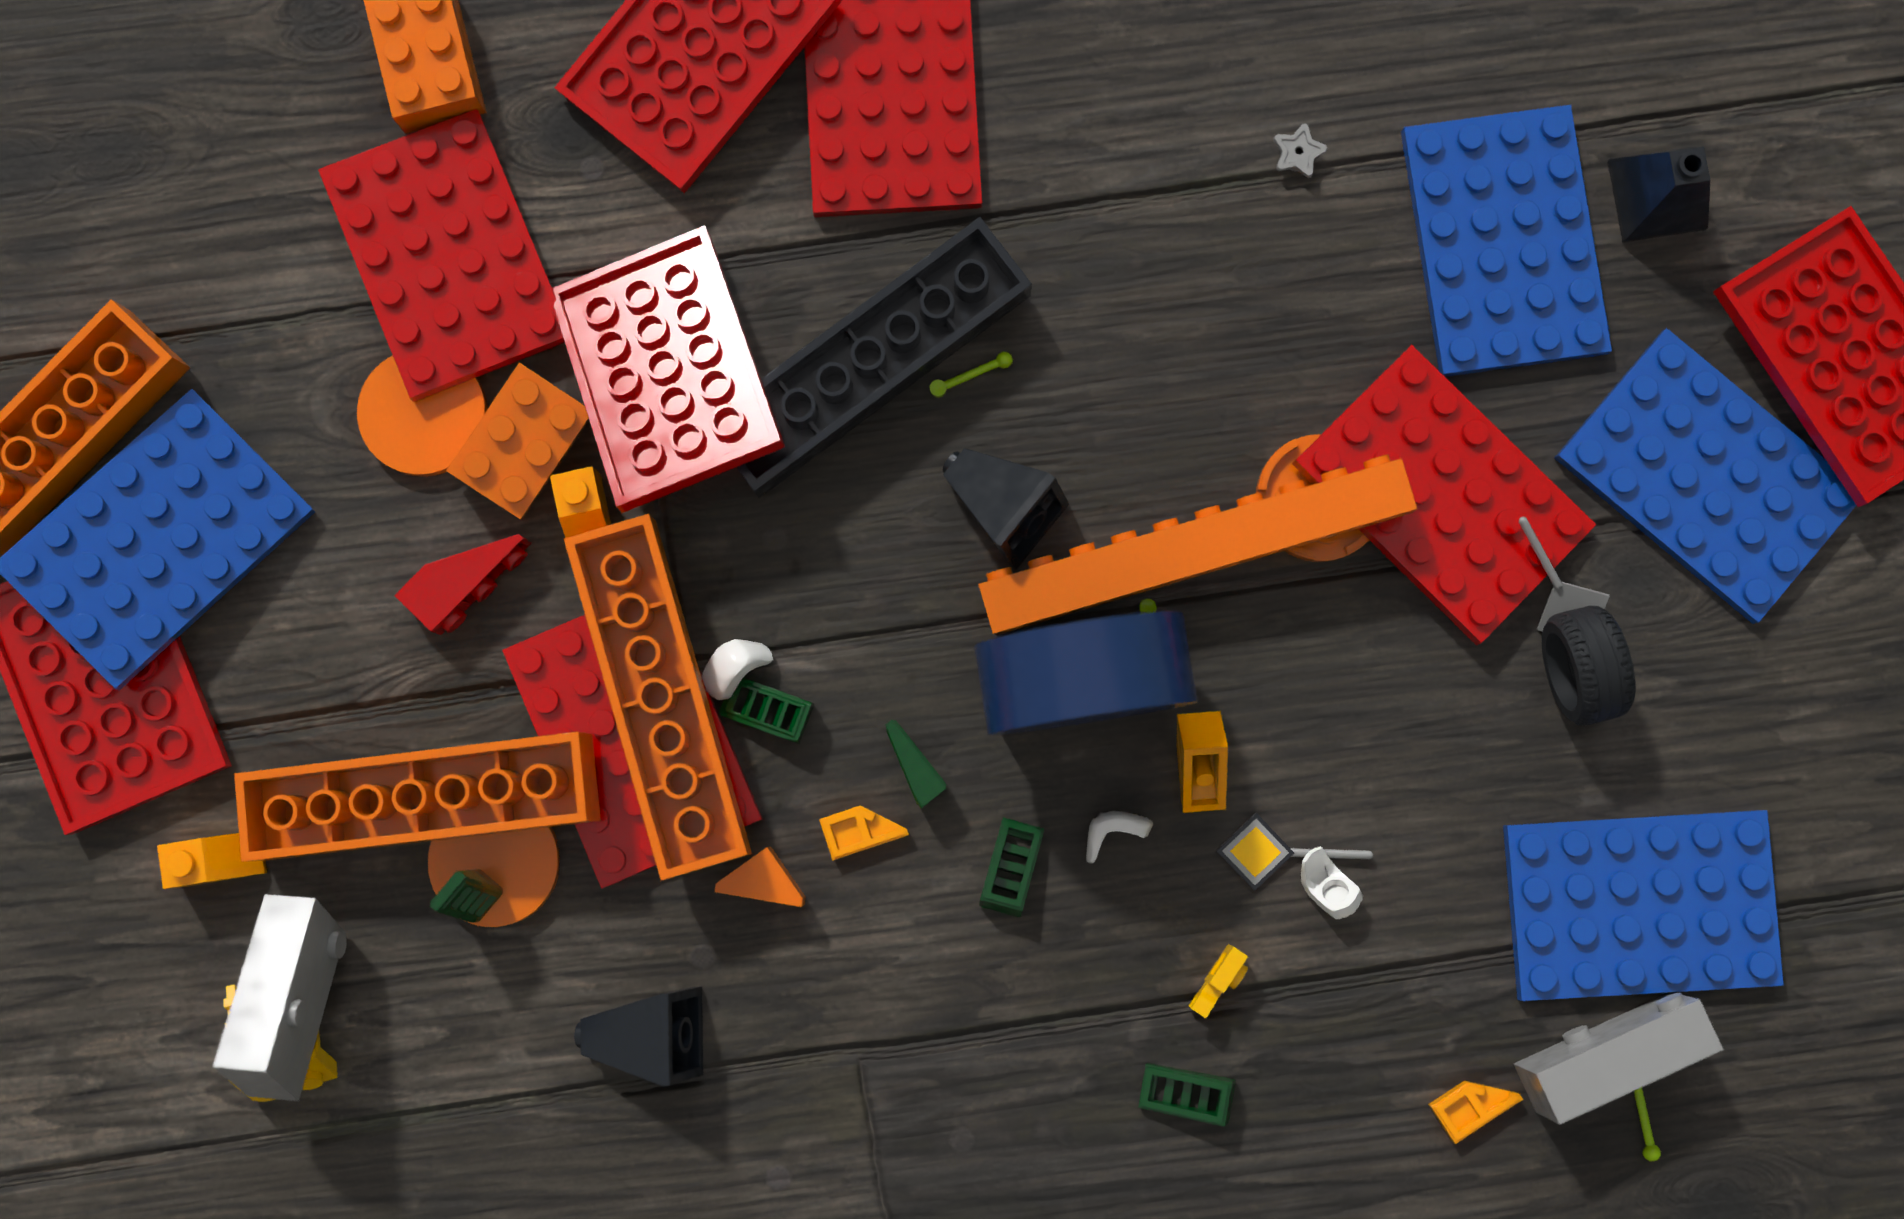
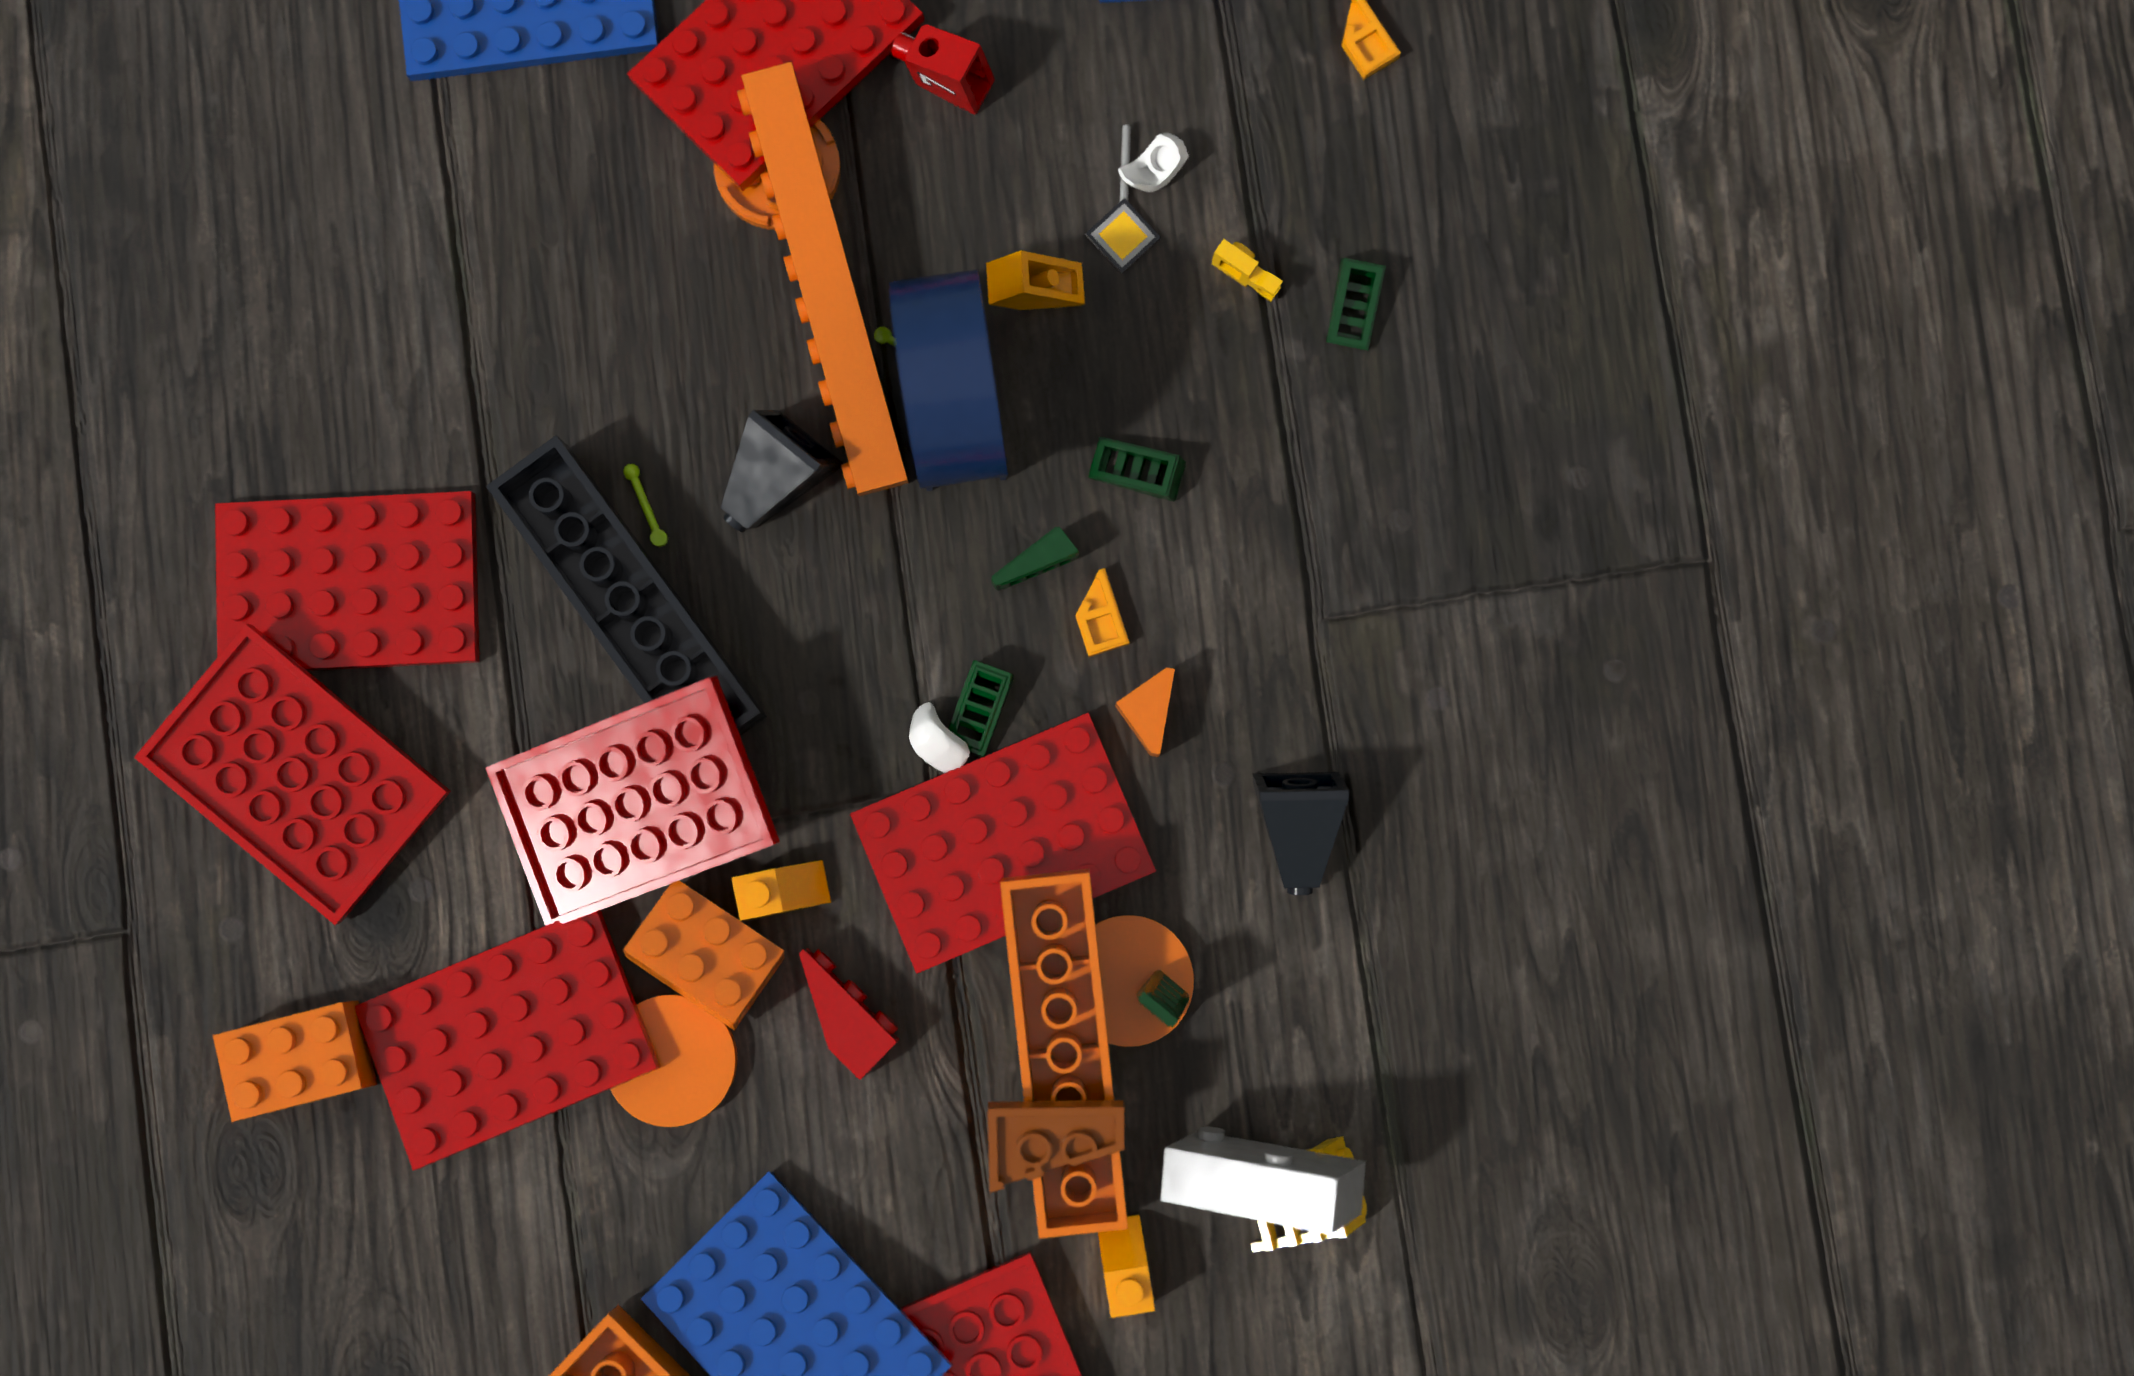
camera: 90 degrees left, 0 degrees up
(328, 772) = (1045, 1135): none -> dark orange wing
(657, 696) = (964, 807): orange brick -> none
(1112, 822) = (1093, 370): white hair -> none
(1298, 162) = (435, 187): light grey plate -> none
(1426, 667) = (946, 66): none -> red torso

